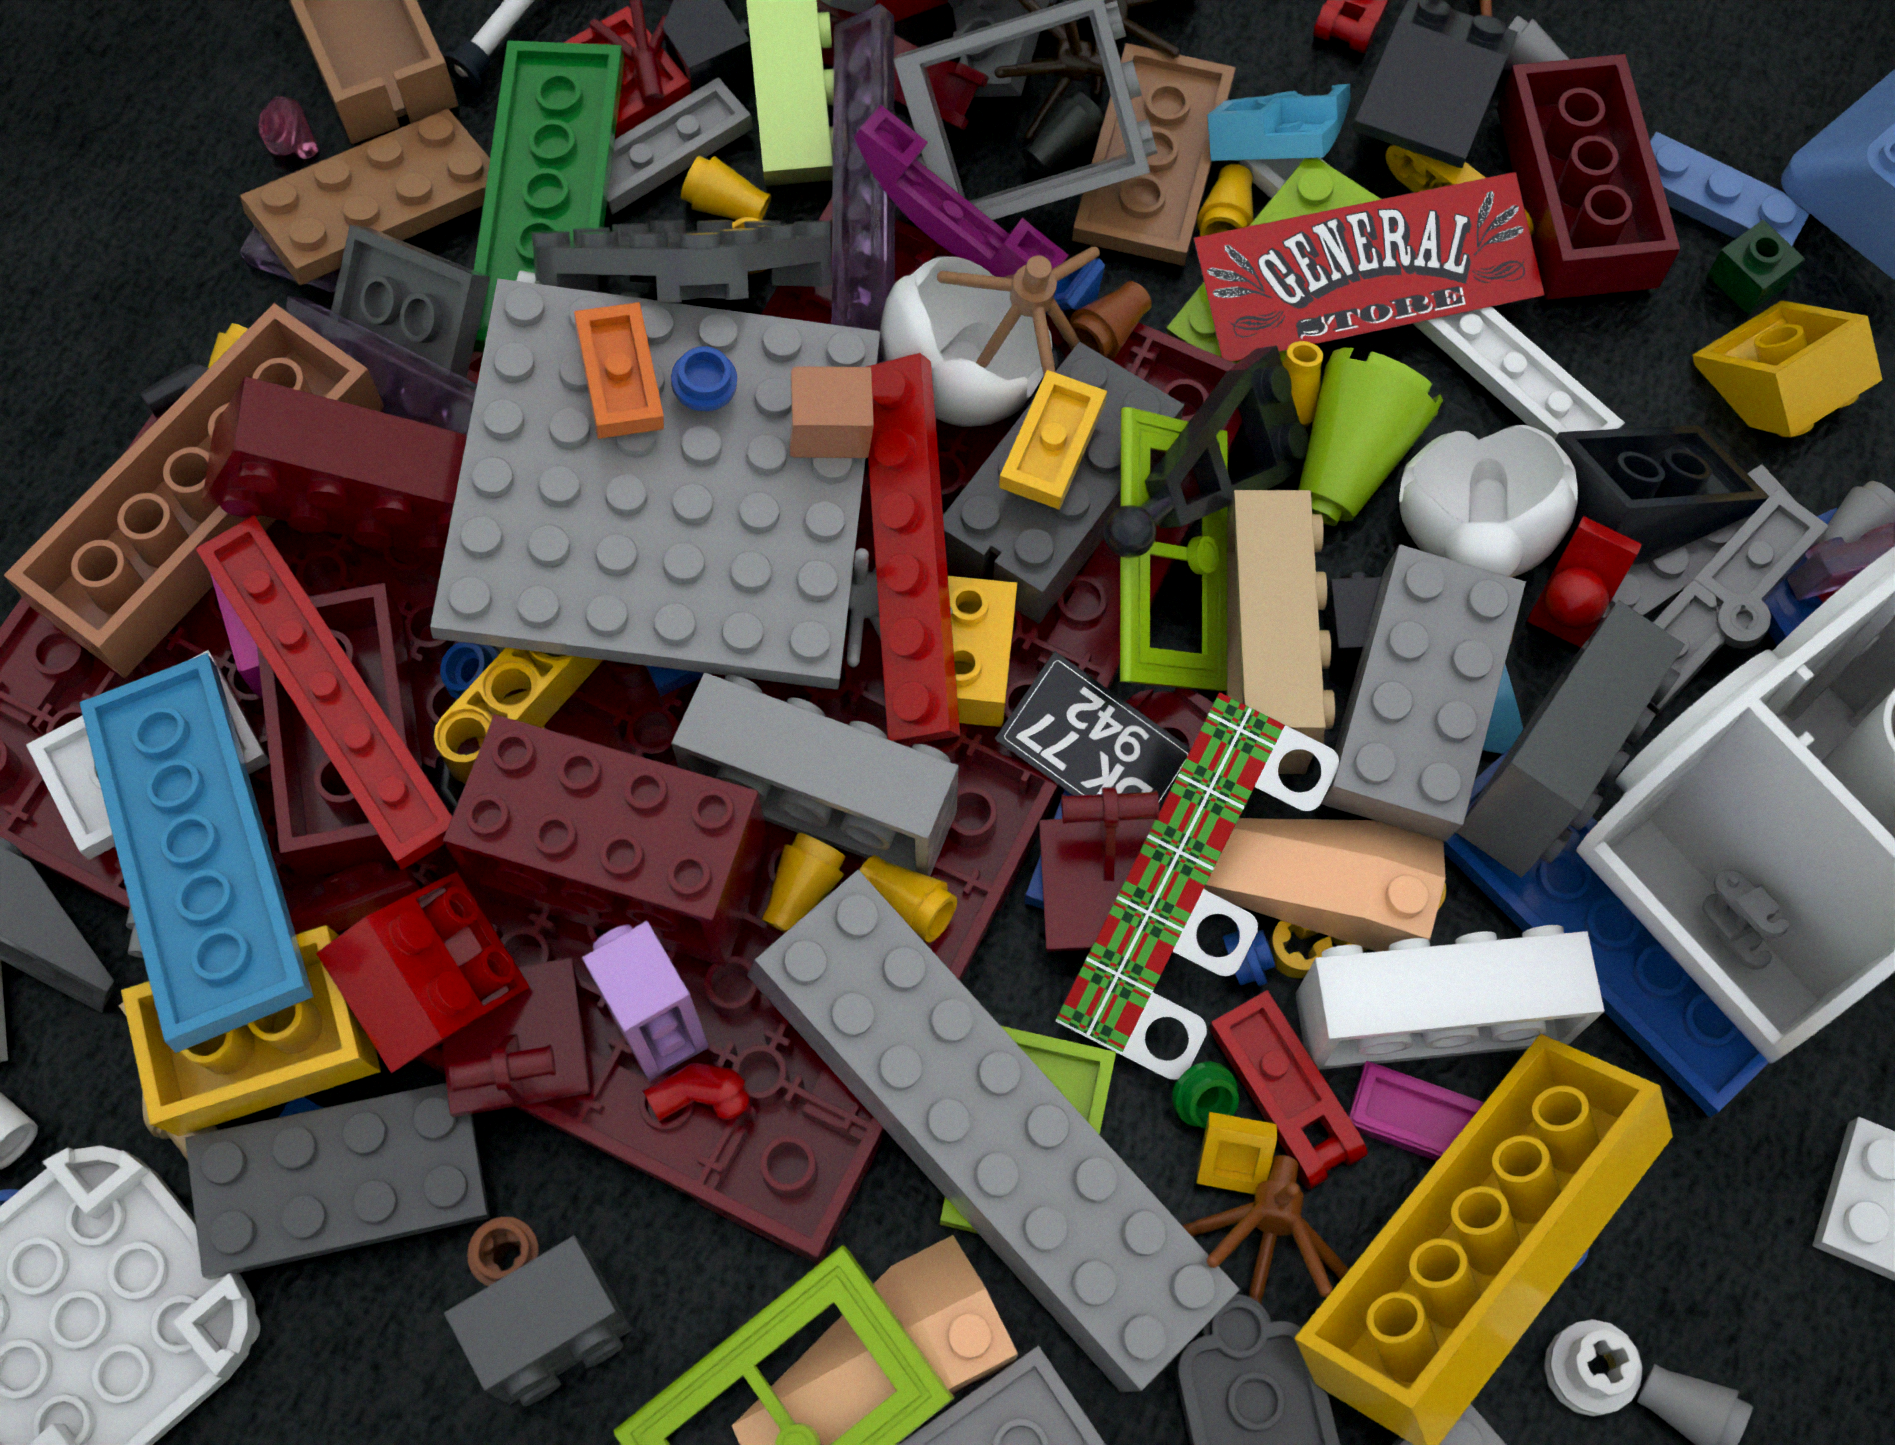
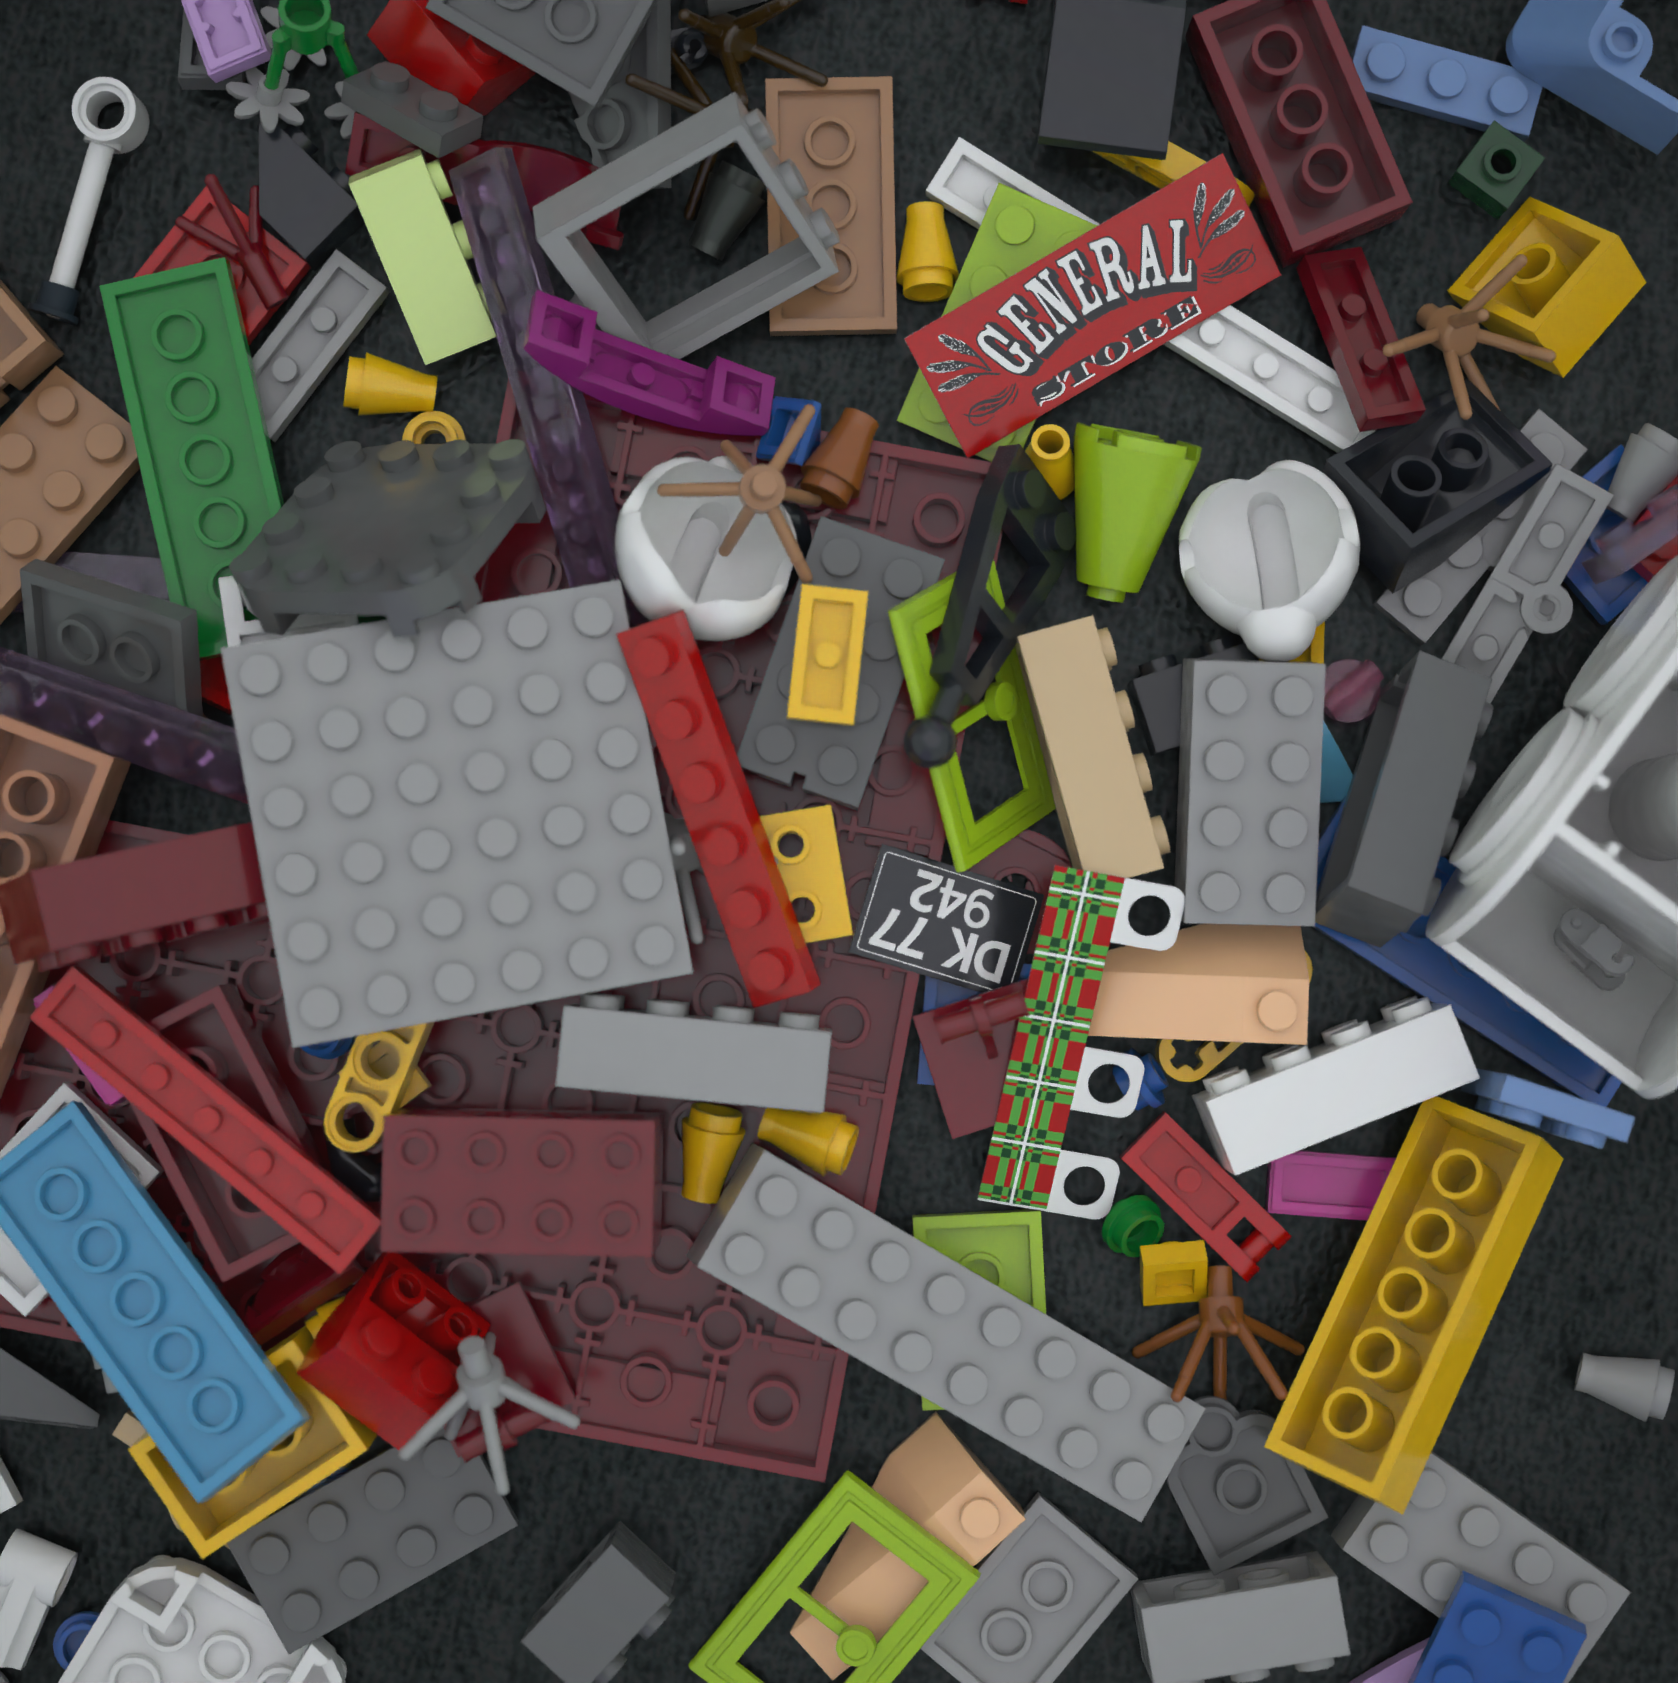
camera: 15 degrees left, 20 degrees up
(494, 1242) = (541, 1572): dark orange cone -> none
(495, 1012) = (483, 1389): none -> light grey plant
(619, 370) = (382, 730): orange plate -> none
(646, 998) = (608, 1329): lavender brick -> none
(701, 1084) = (675, 1364): red arm -> none
(704, 379) = (468, 709): blue plate -> none
(831, 412) = (605, 710): nougat panel -> none
(1277, 125) = (958, 150): medium azure slope -> none
(1537, 656) = (1351, 690): none -> clear pink plate
(1570, 1375) = (1508, 1370): white piece -> none
(1584, 582) = (1382, 614): red tile -> none
(1608, 360) = (1355, 332): none -> dark red plate
(1695, 1069) = (1548, 1109): none -> medium blue plate
(1700, 374) = (1458, 332): none -> medium nougat plant

